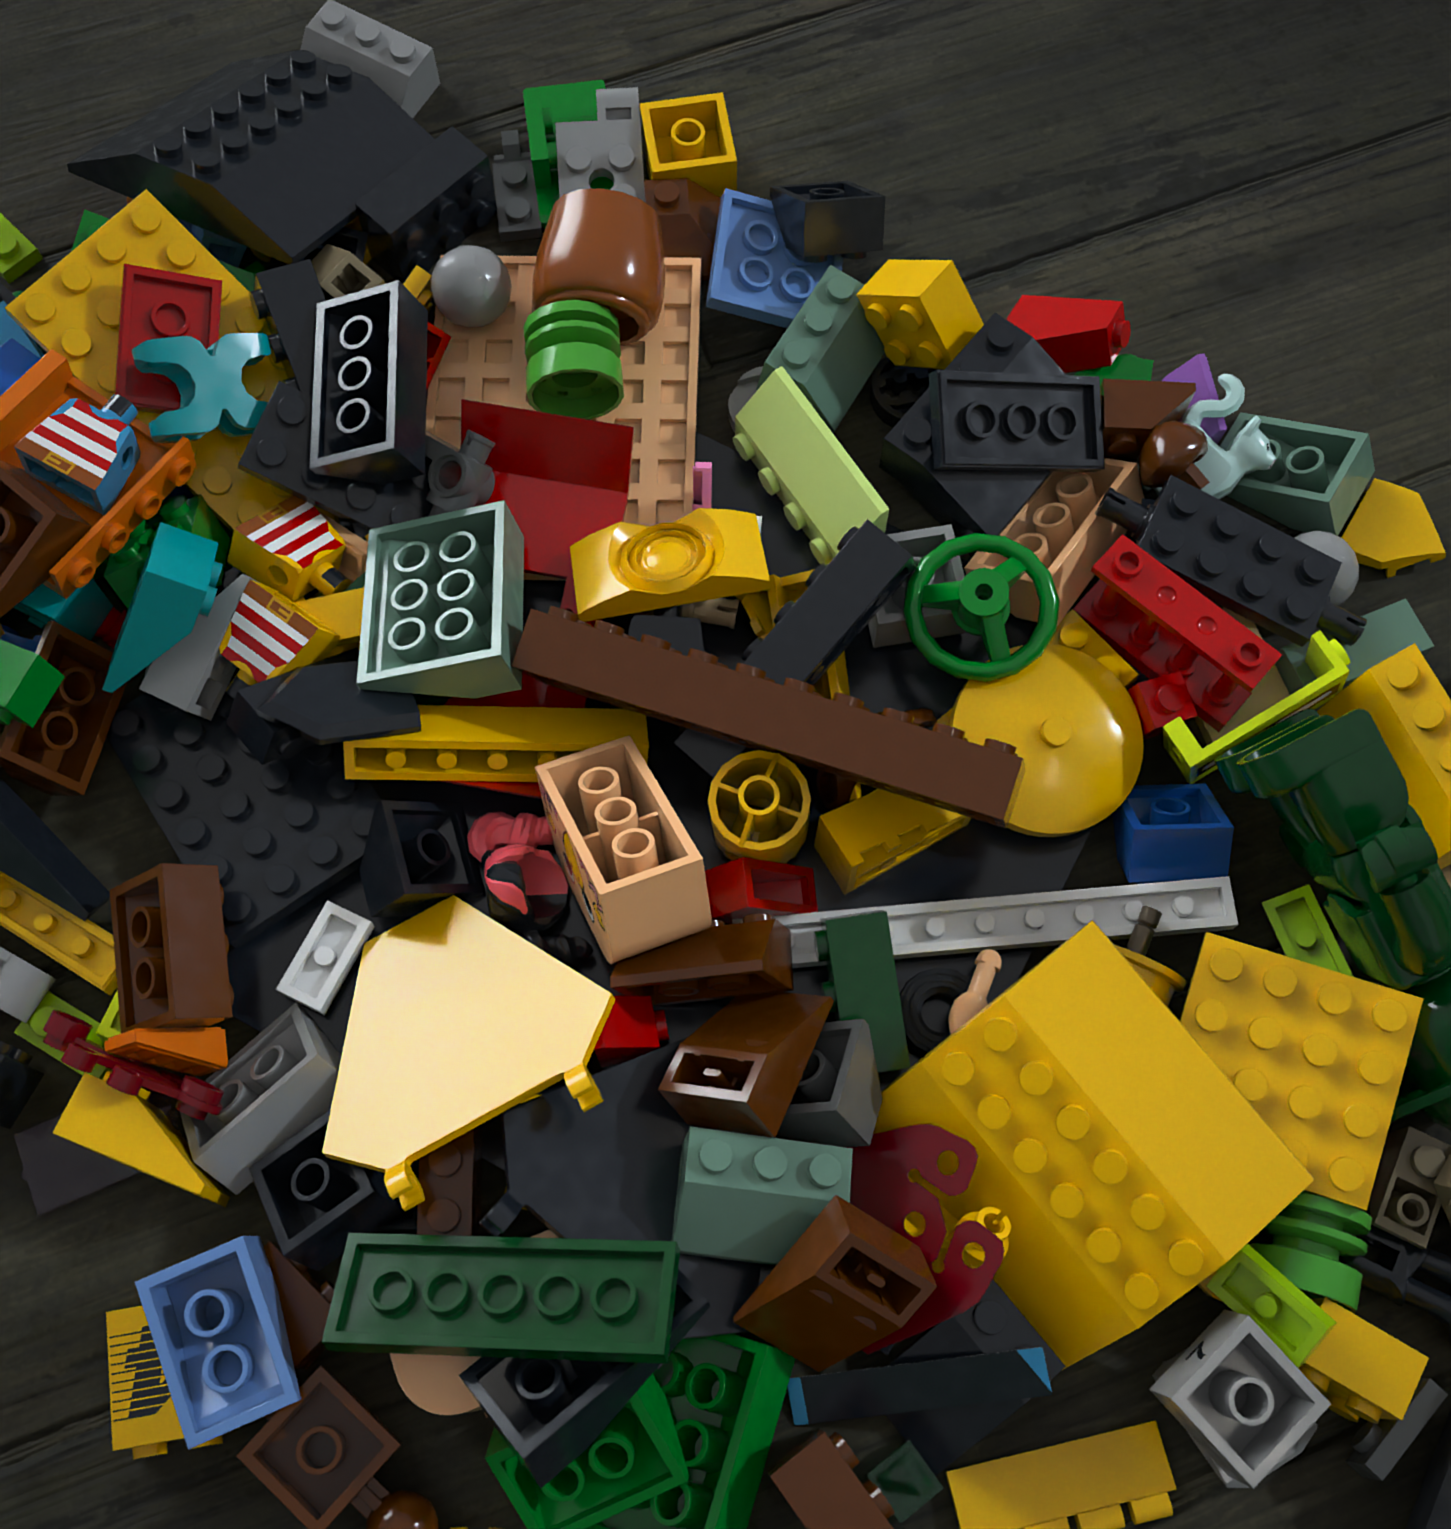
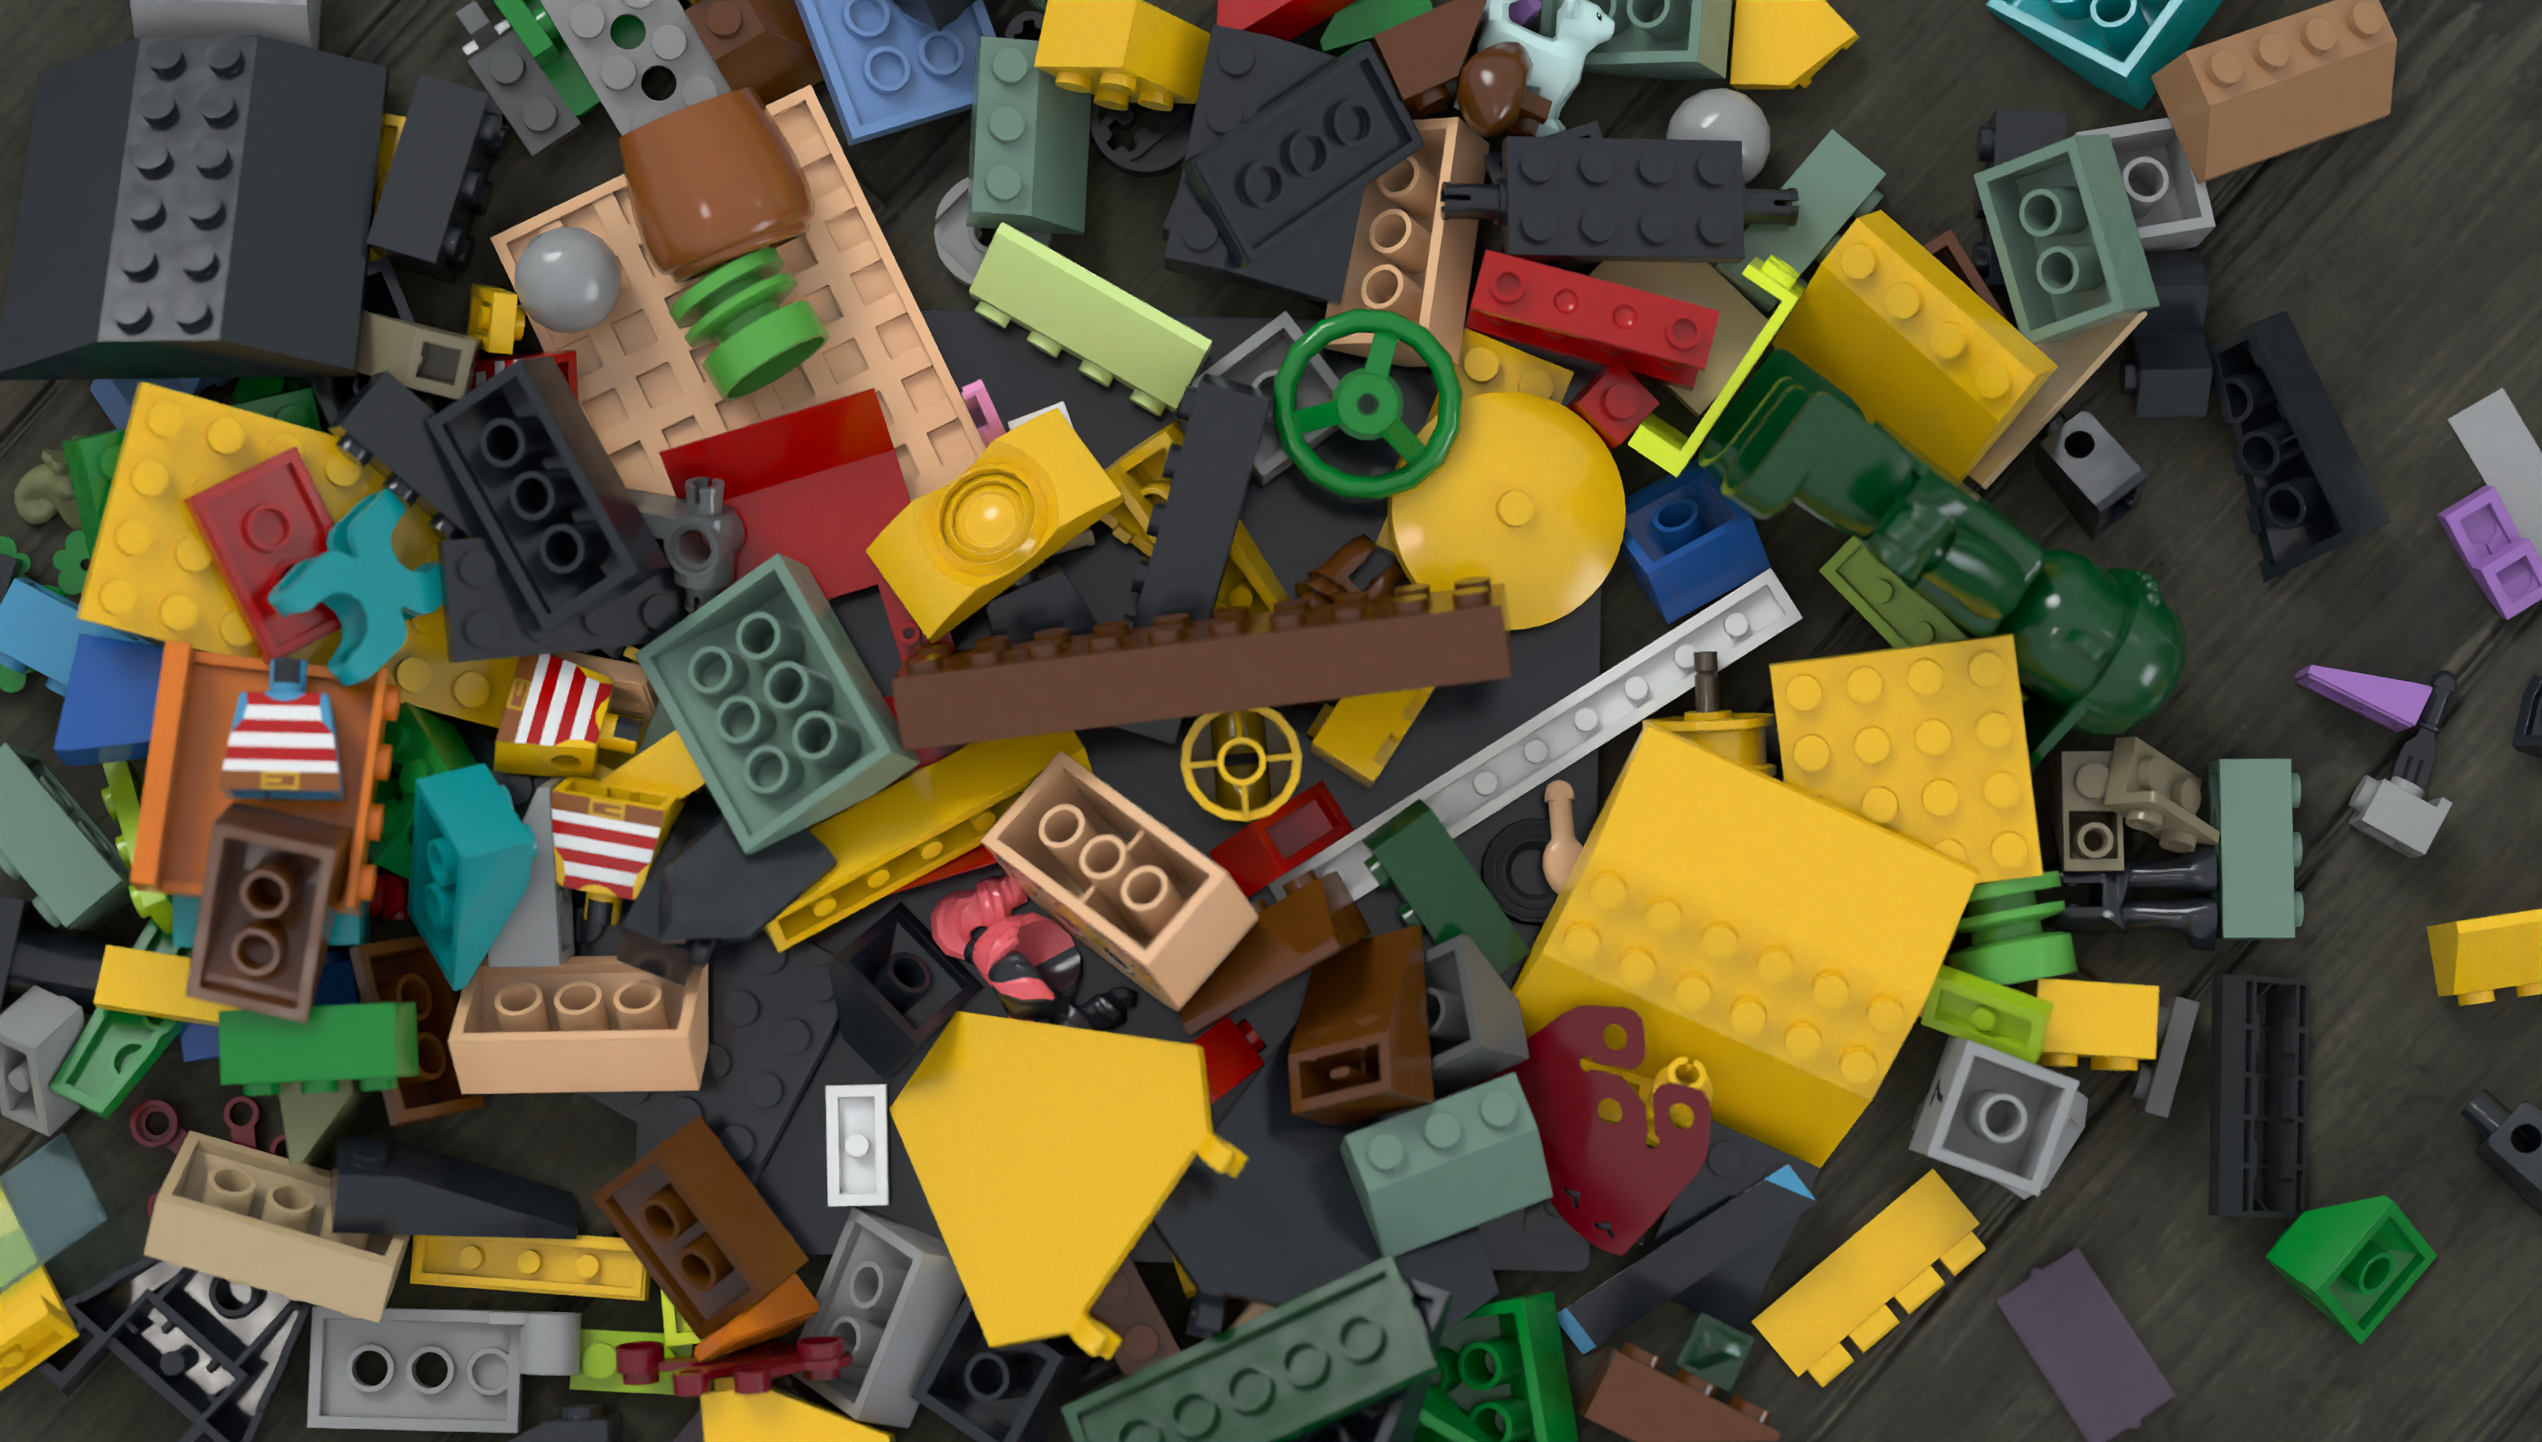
camera: 30 degrees left, 15 degrees up
(176, 766) = (579, 1029): none -> light nougat slope
(838, 1288) = (1566, 1211): reddish brown slope -> none

